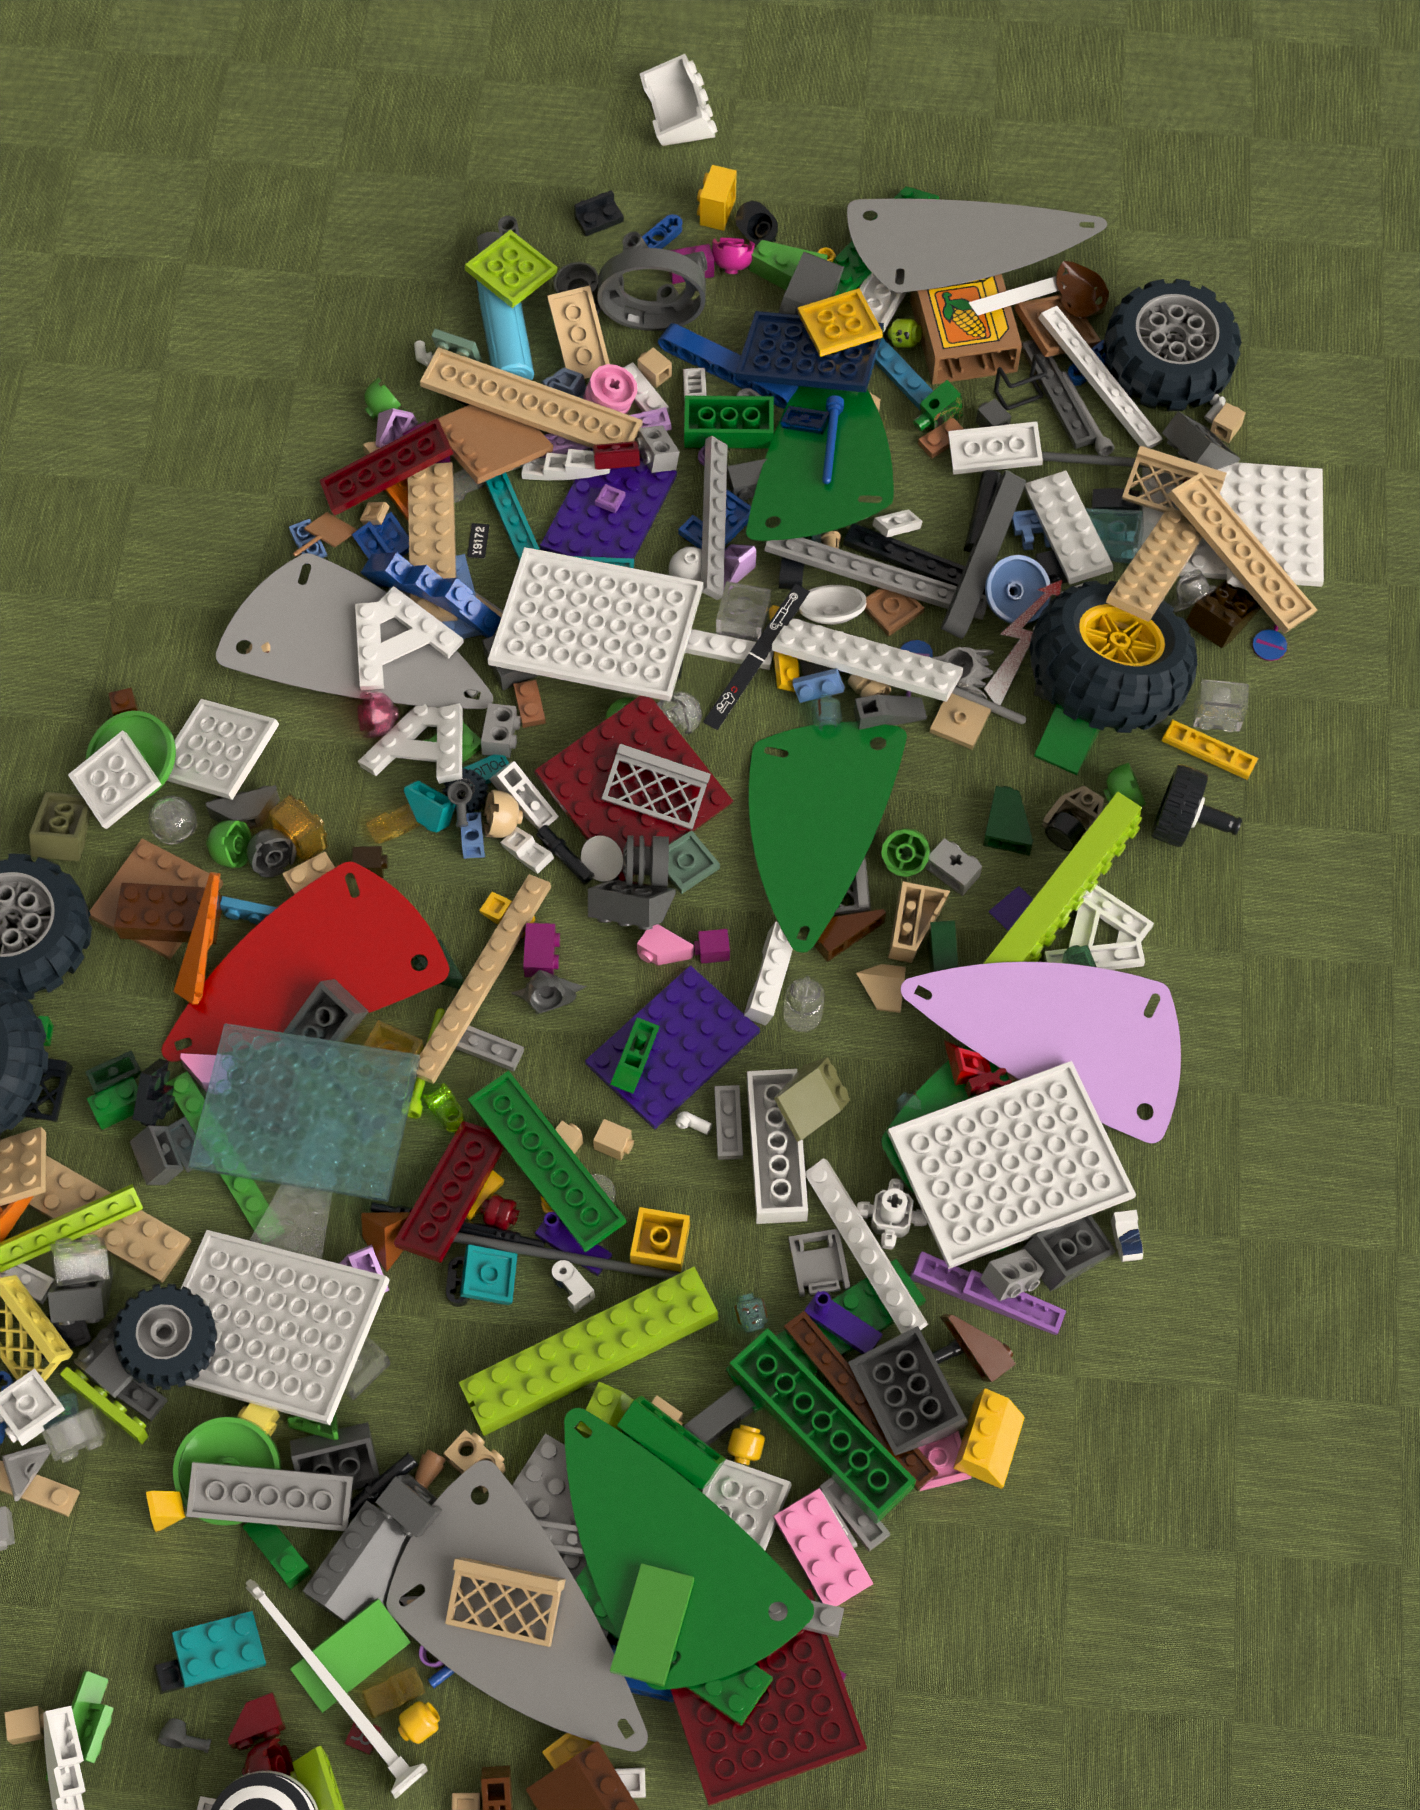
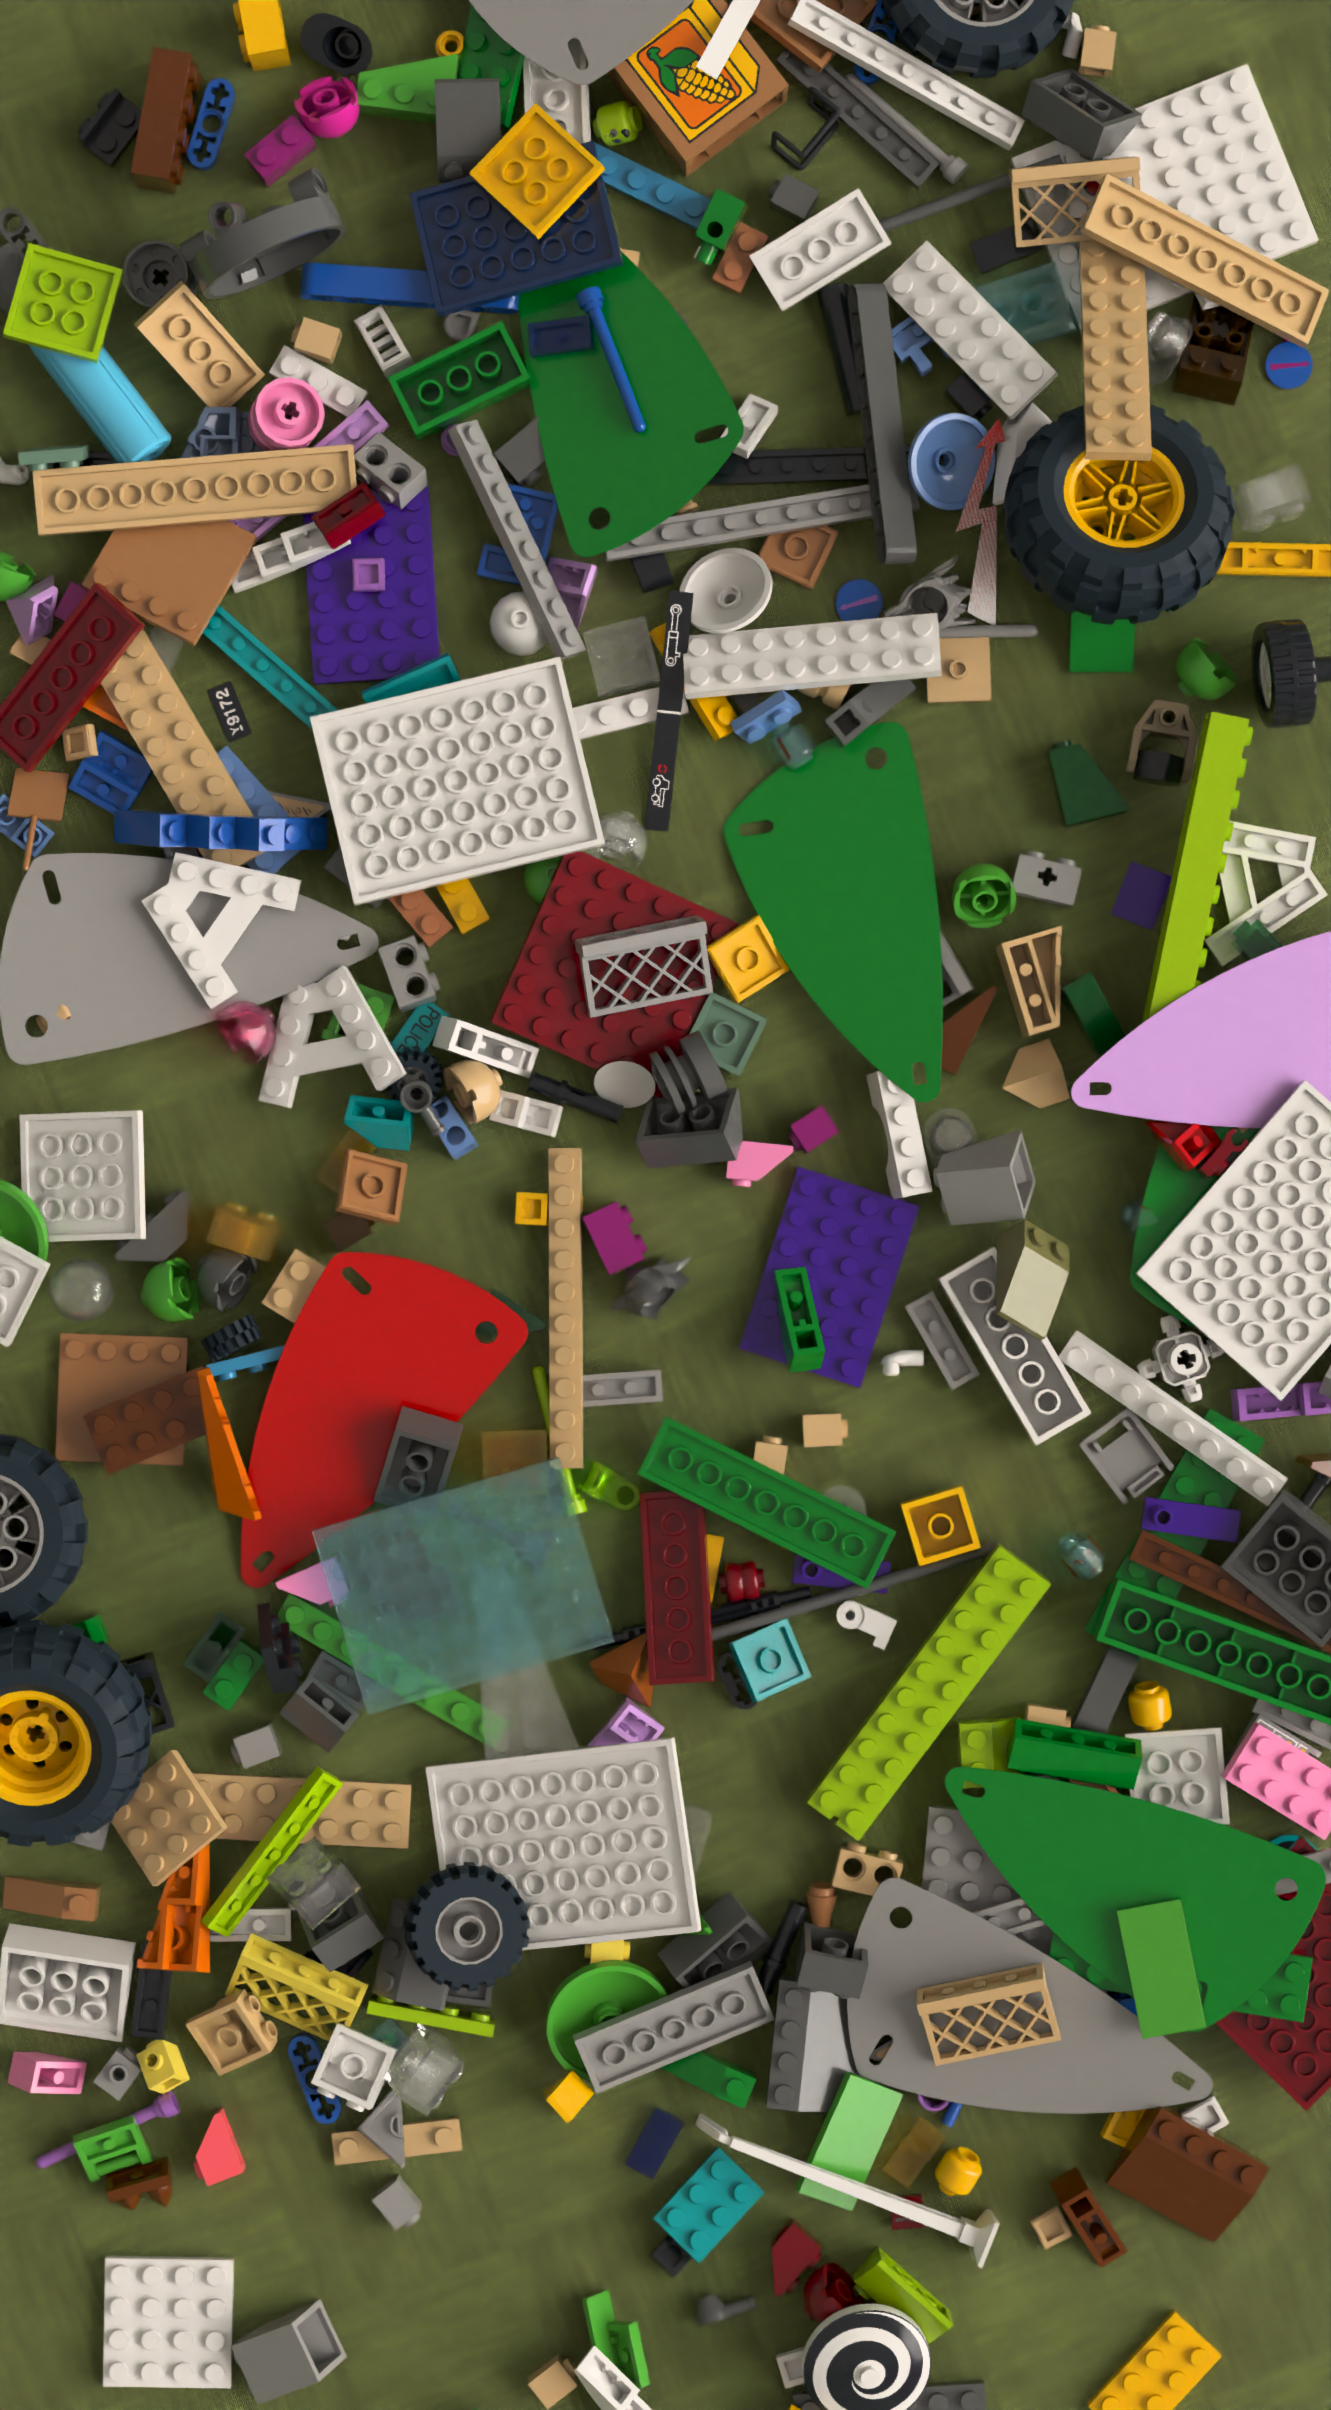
camera: 25 degrees left, 25 degrees up
(101, 1158) = (256, 1746): none -> light grey brick
(207, 1584) = (654, 2142): none -> clear blue plate
(250, 887) = (231, 1338): none -> black wheel
(398, 841) = (371, 1187): none -> medium nougat tile
(560, 707) = (463, 904): none -> yellow plate
(634, 211) = (165, 120): none -> reddish brown brick
(726, 822) = (746, 959): none -> yellow plate
(814, 1027) = (986, 1181): none -> light grey slope

